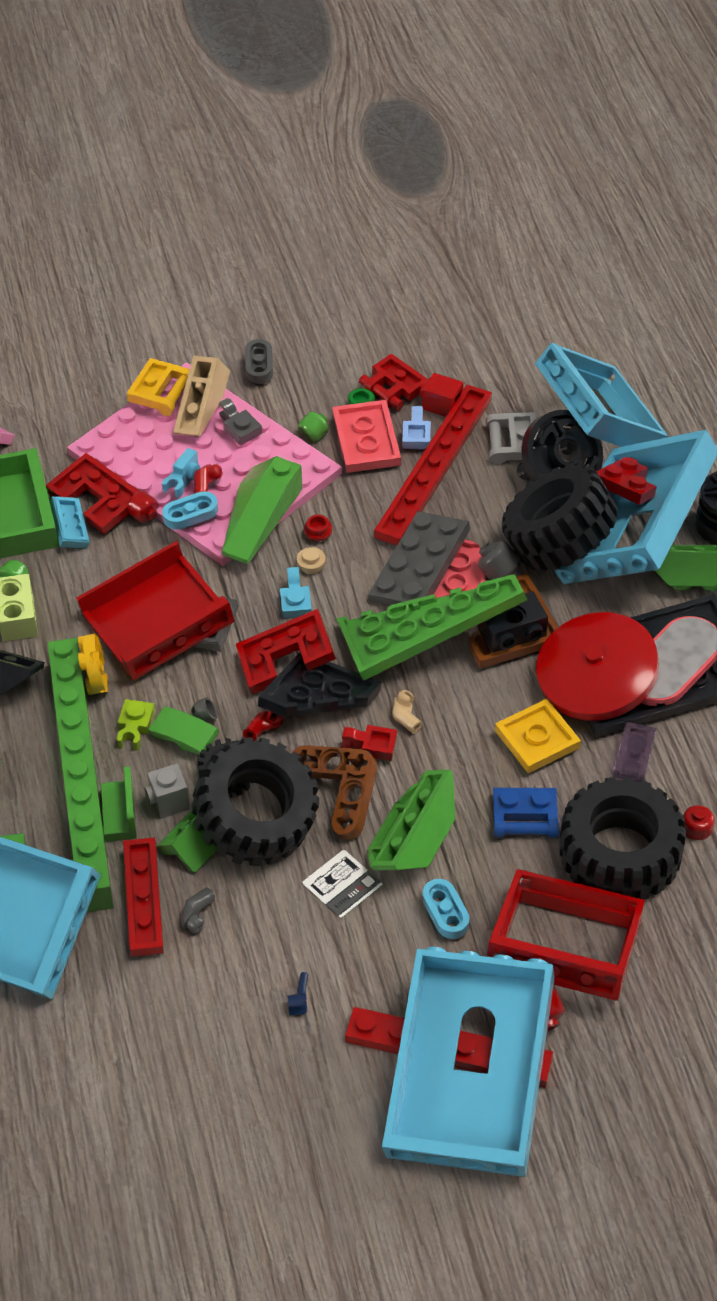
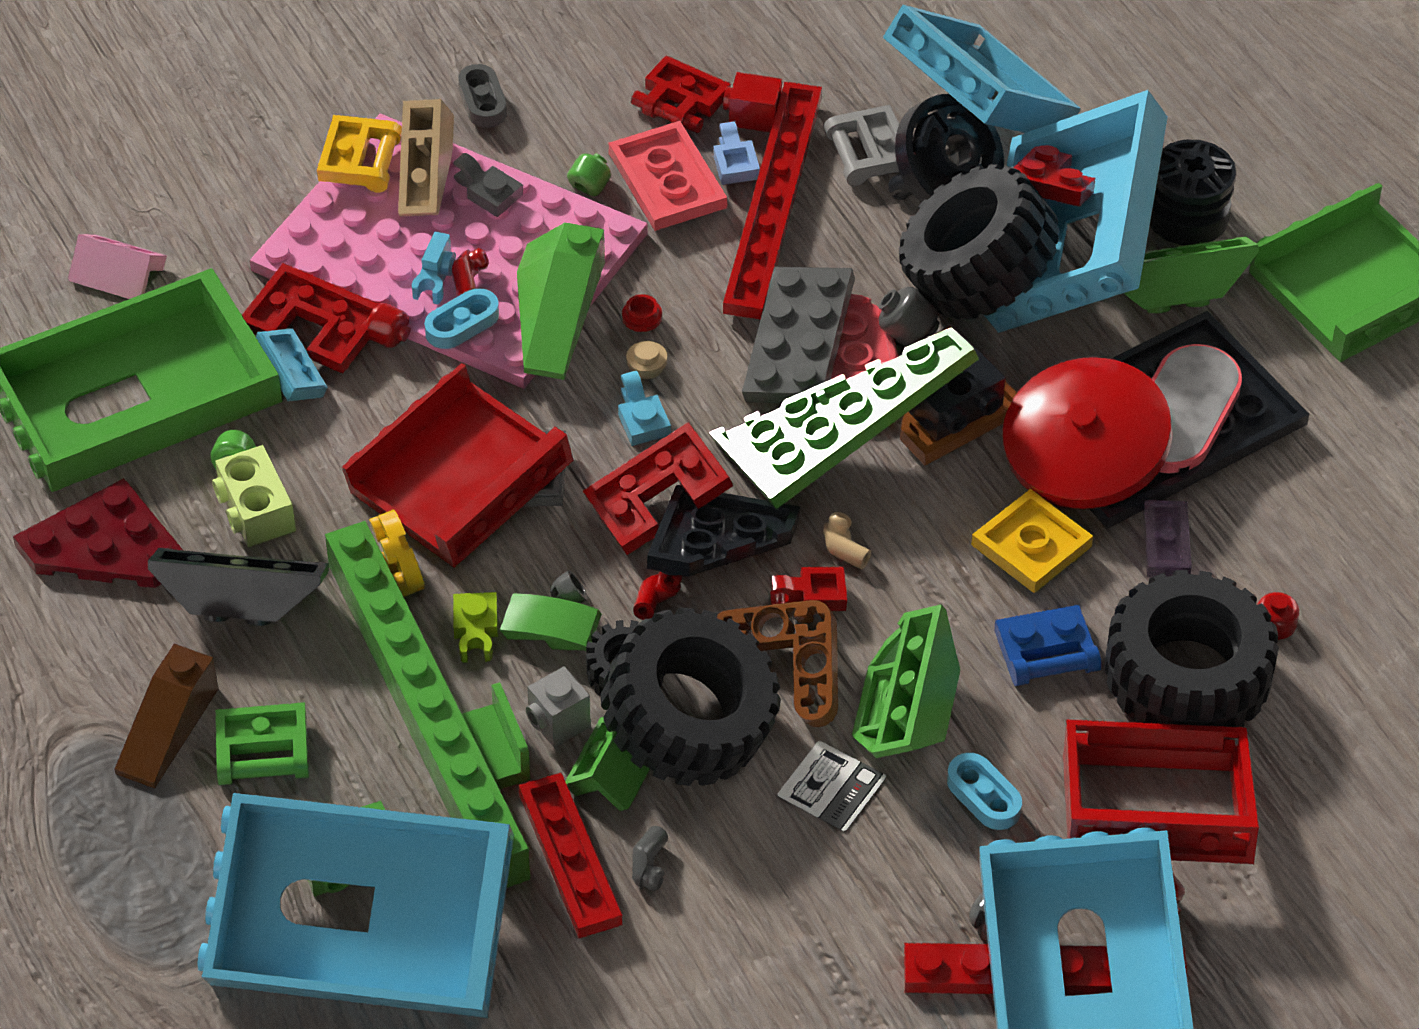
camera: 15 degrees left, 0 degrees up
(297, 1003) = (825, 953): dark blue hand -> none
(360, 396) = (639, 122): green tile -> none

